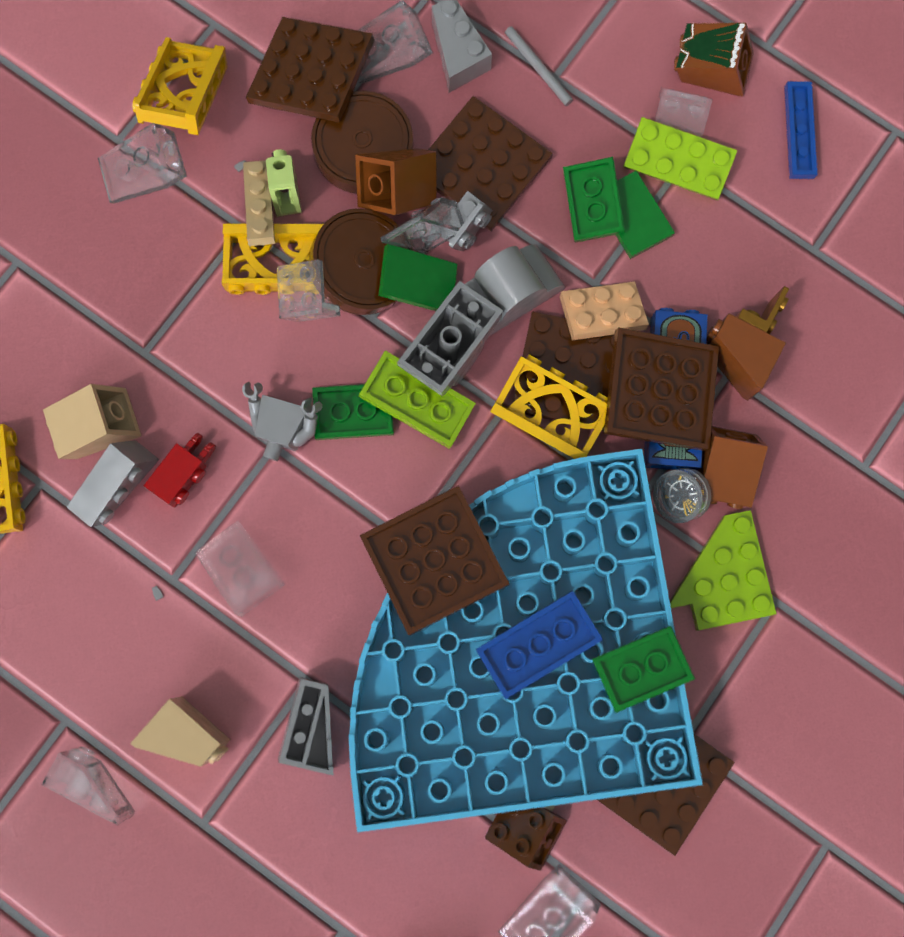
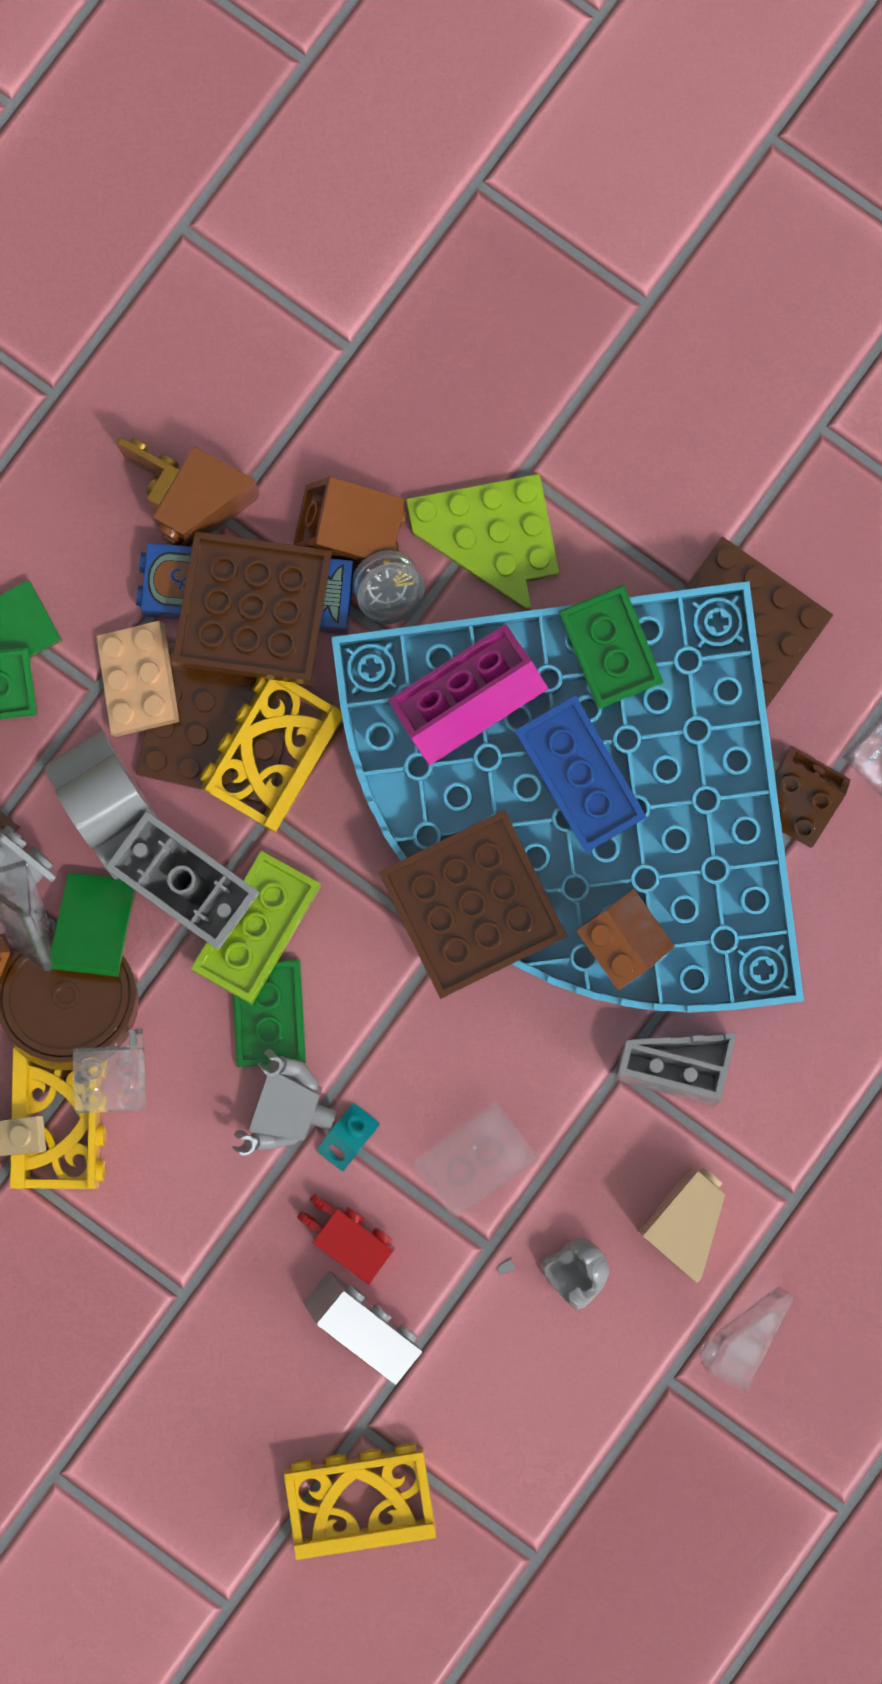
camera: 80 degrees left, 5 degrees up
(91, 421) = (280, 1359): tan slope -> none
(148, 648) = (577, 1272): none -> light grey hair
(259, 471) = (349, 1135): none -> teal bracket
(404, 681) = (625, 939): none -> dark orange slope
(600, 553) = (467, 694): none -> dark pink slope

